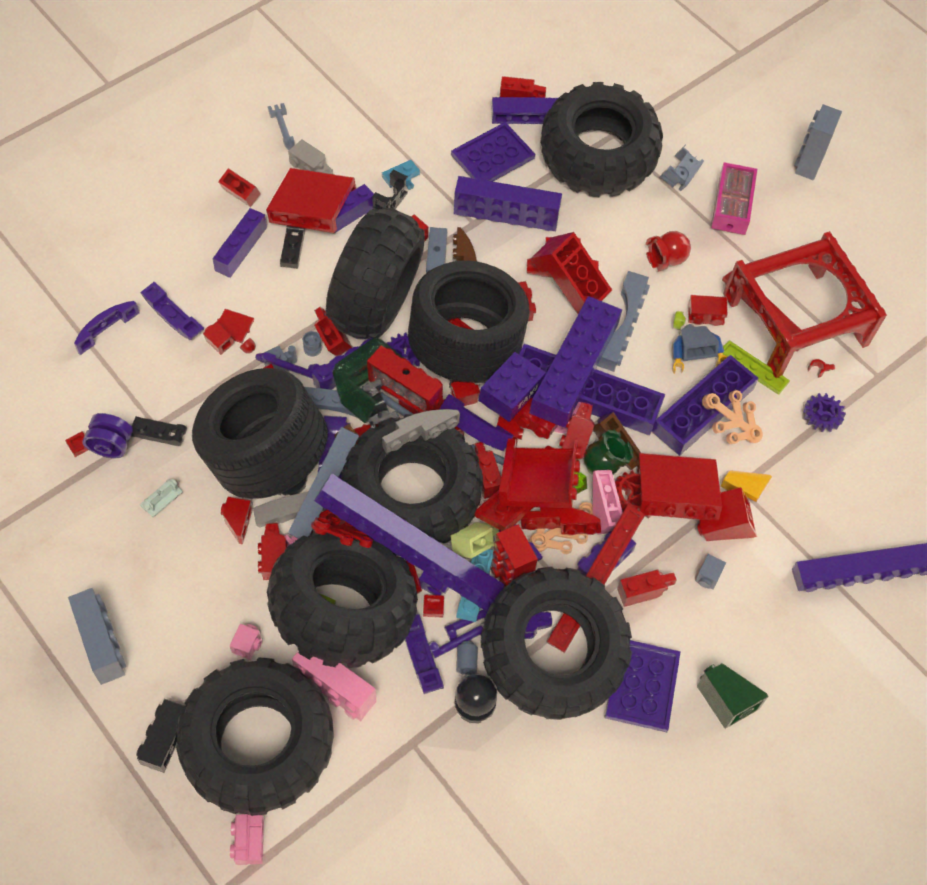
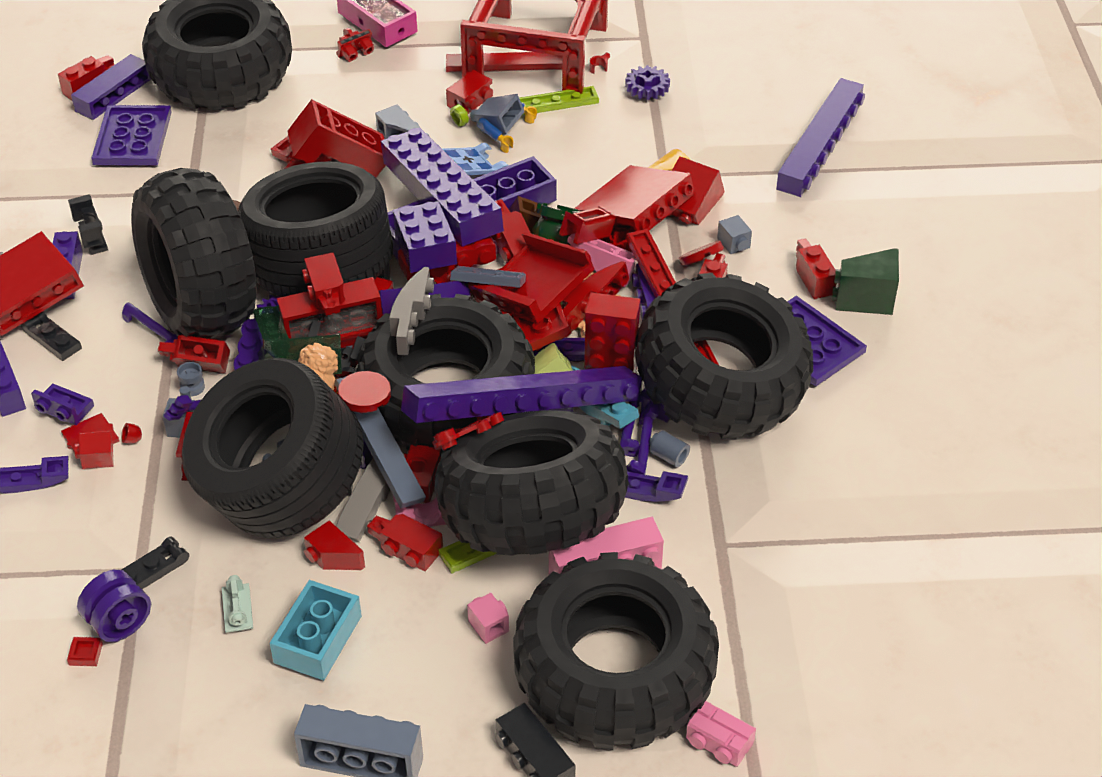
camera: 50 degrees left, 15 degrees down
(166, 552) = (316, 630): none -> medium azure brick
(242, 294) = (62, 403): none -> dark purple bracket
(334, 451) = (364, 391): none -> tile
(340, 411) = (321, 360): none -> light nougat hair
(407, 168) = (62, 216): dark azure plate -> none
(408, 363) = (325, 282): none -> red hinge
(475, 698) = (719, 460): black tile -> none
(507, 203) = (210, 143): dark purple brick -> none
(519, 447) = (488, 276): none -> sand blue tile
(616, 475) = (588, 224): none -> red window
(634, 358) = (474, 159): none -> light blue flag
(668, 250) = (381, 79): red tile -> none
(668, 561) = (700, 253): none -> red tile
(684, 171) = (308, 26): sand blue piece -> none
(689, 419) = (567, 143): dark purple brick -> none
(694, 206) = (354, 41): none -> red hips
(719, 646) = (815, 269): none -> red hinge
(735, 418) = (622, 134): light nougat plant -> none

